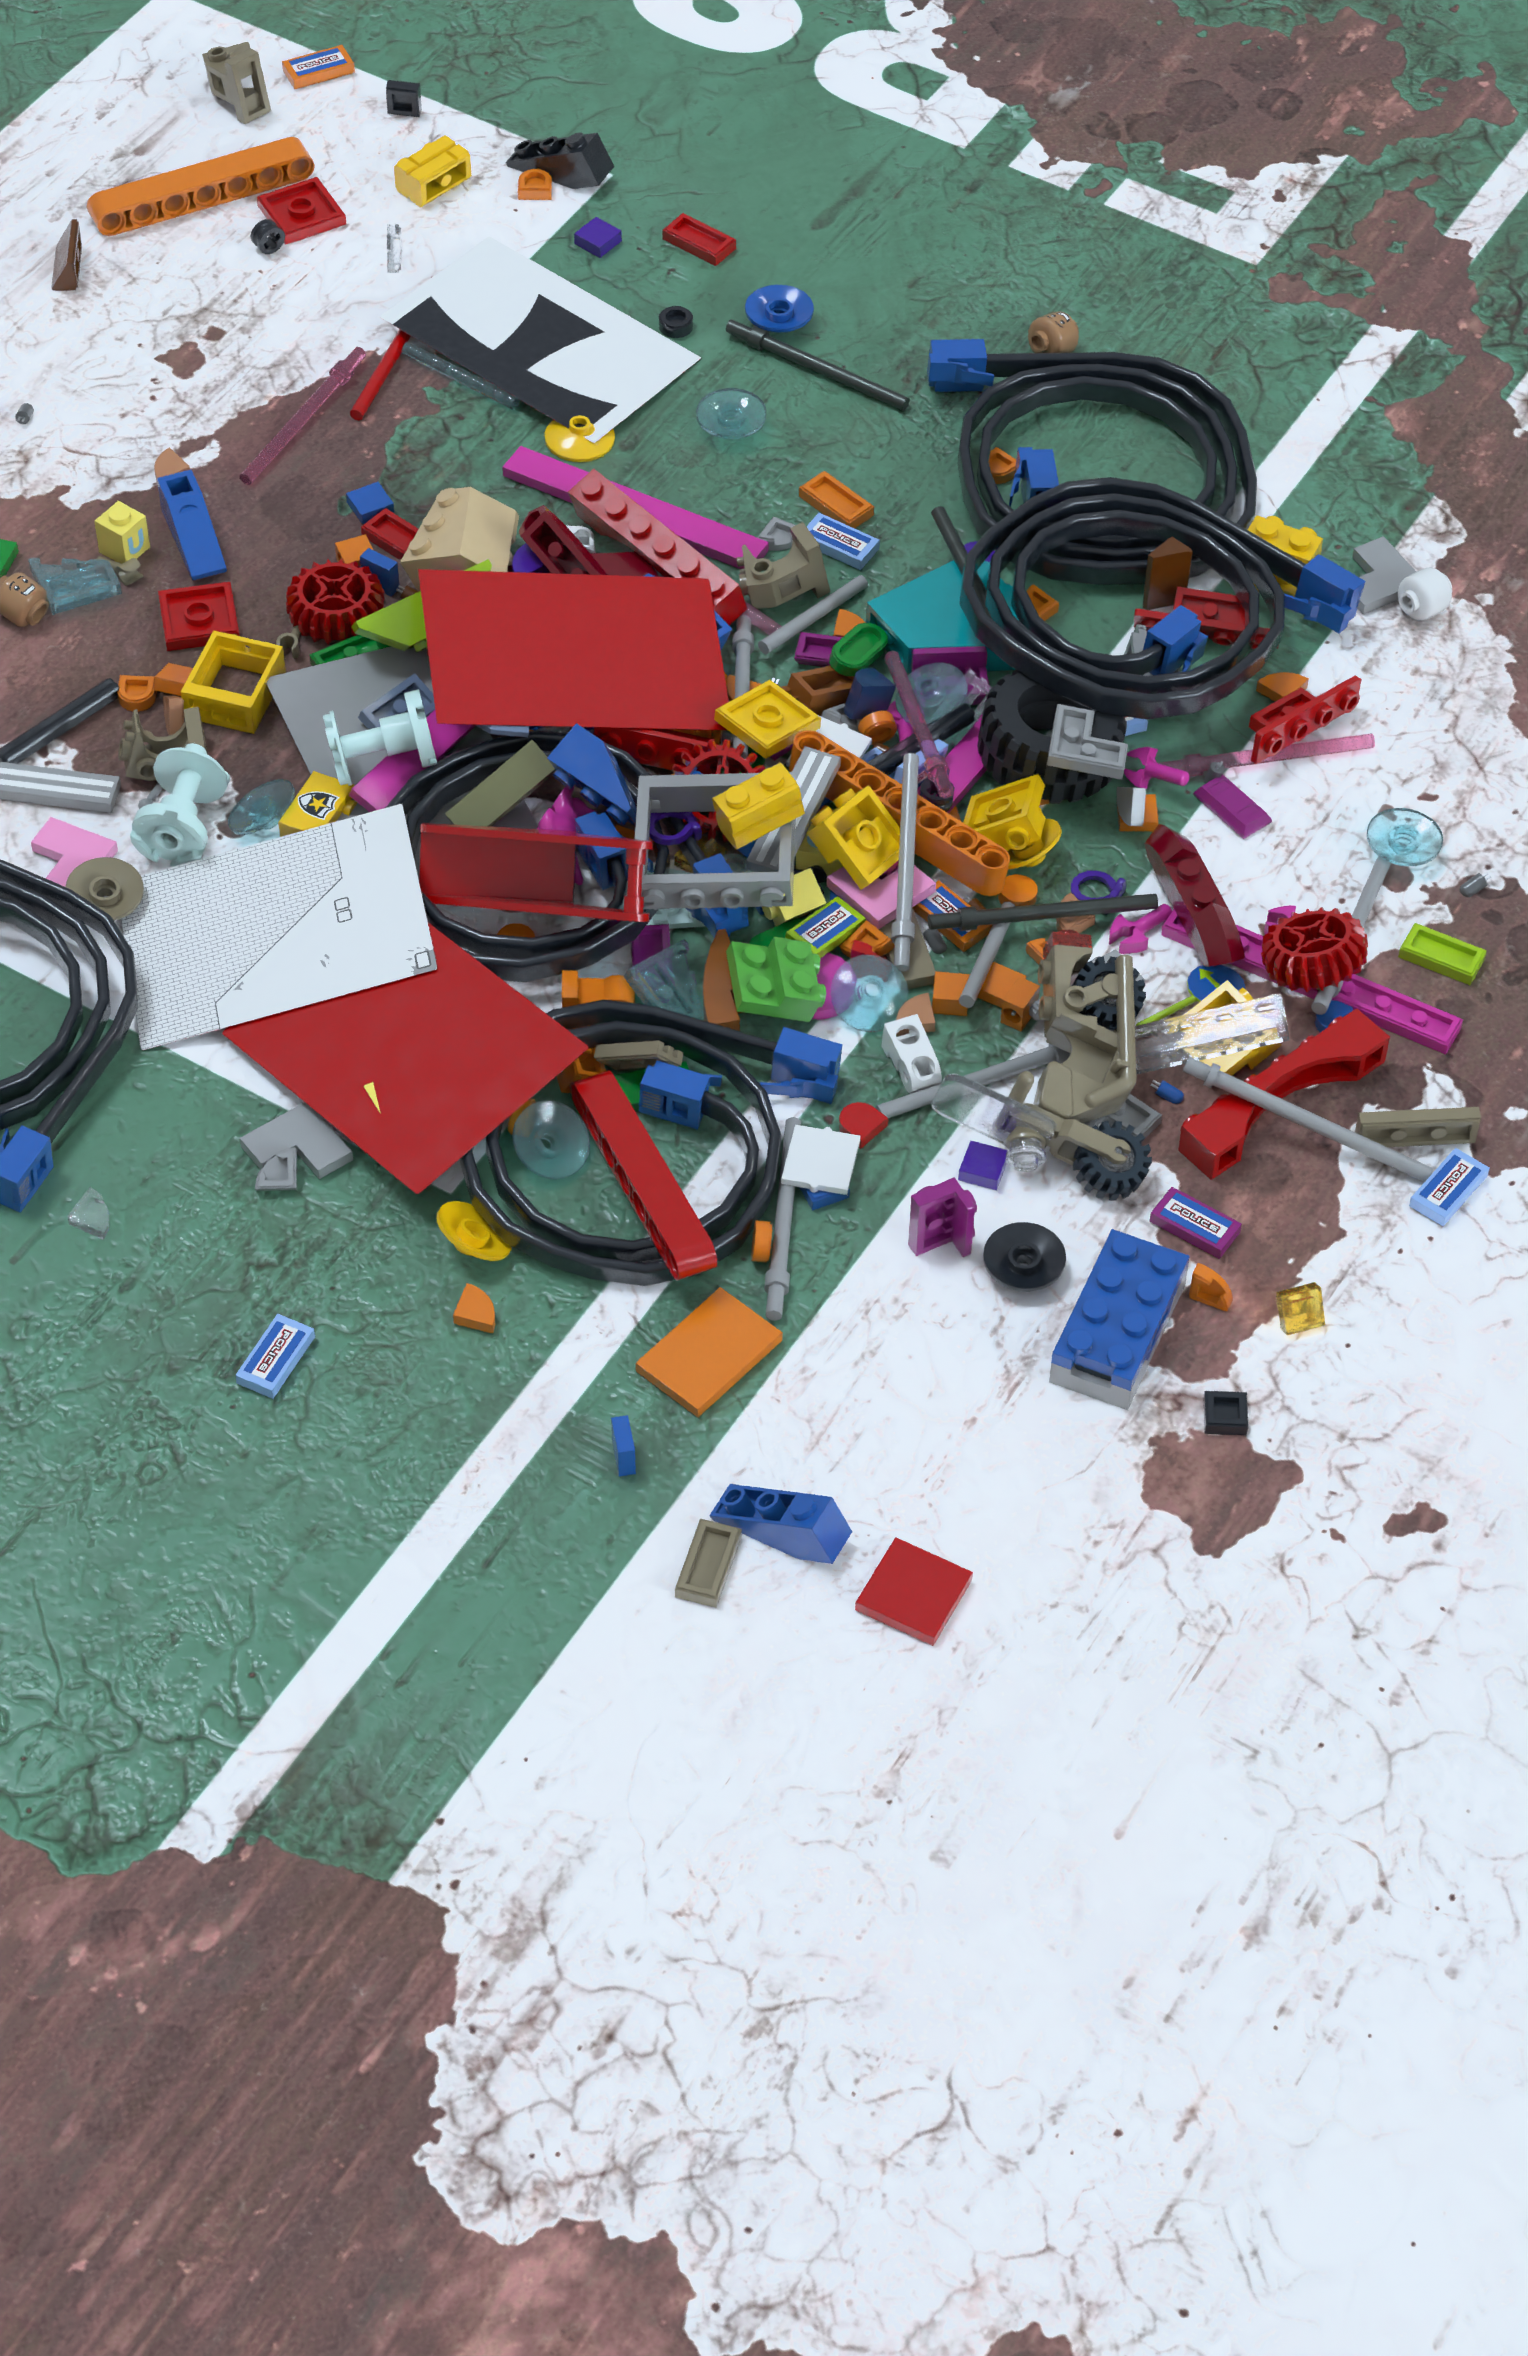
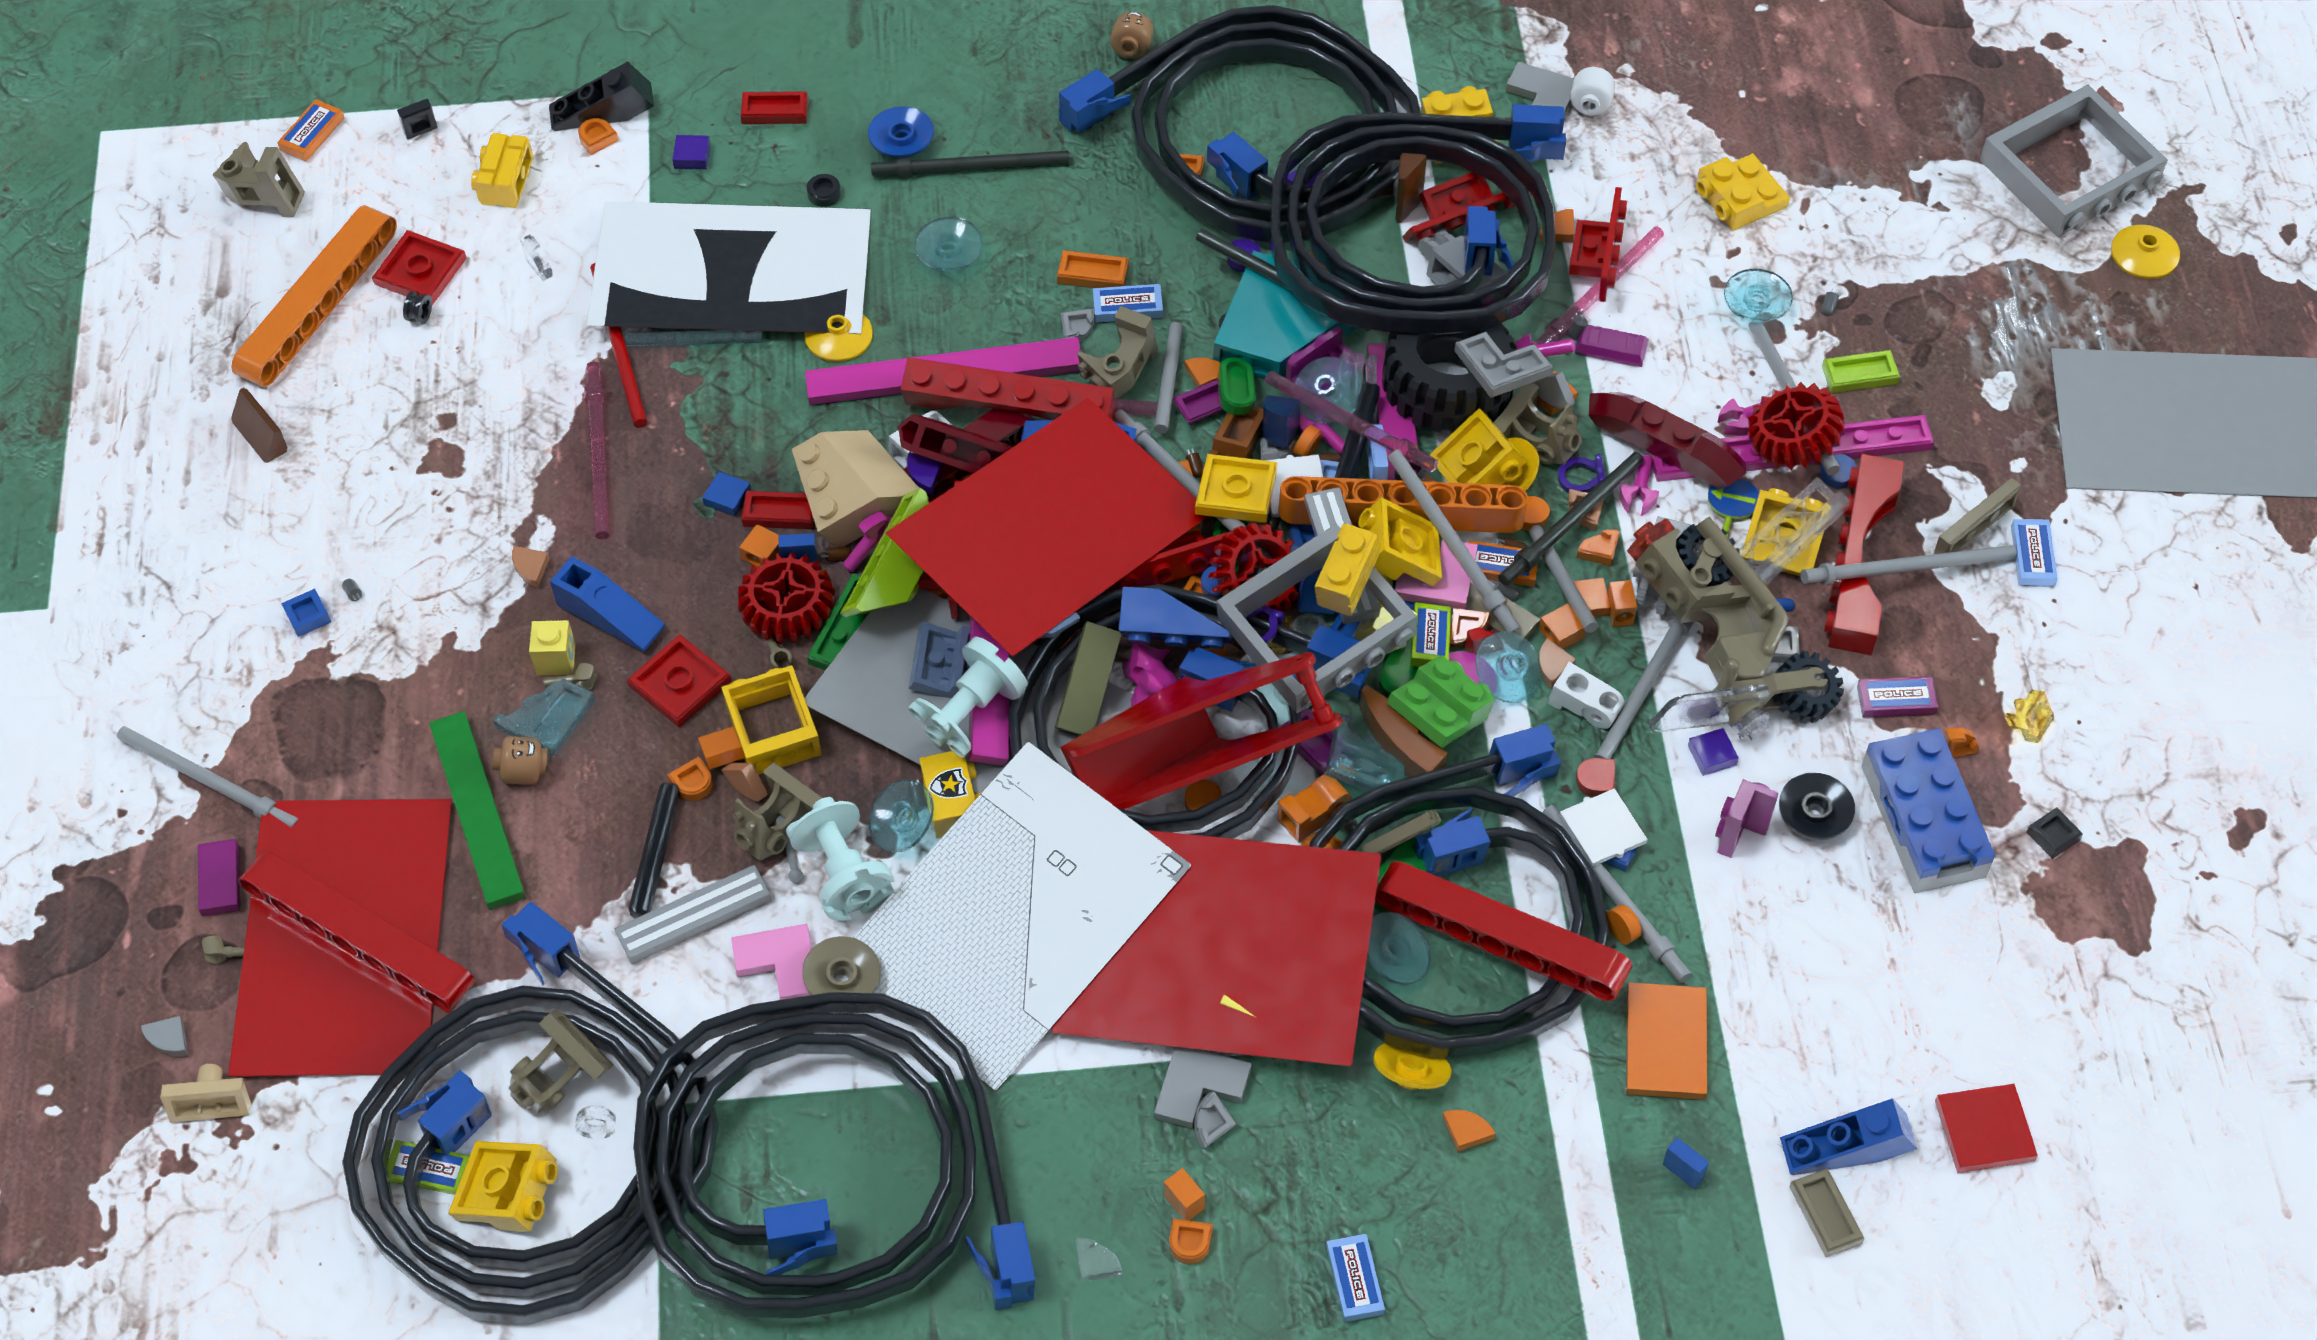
camera: 35 degrees left, 5 degrees up
(177, 1247) = (1190, 1240): none -> orange tile
(201, 1209) = (1184, 1195): none -> orange piece
(1091, 832) = (1523, 418): none -> dark tan tile
(1483, 748) = (1740, 190): none -> yellow plate

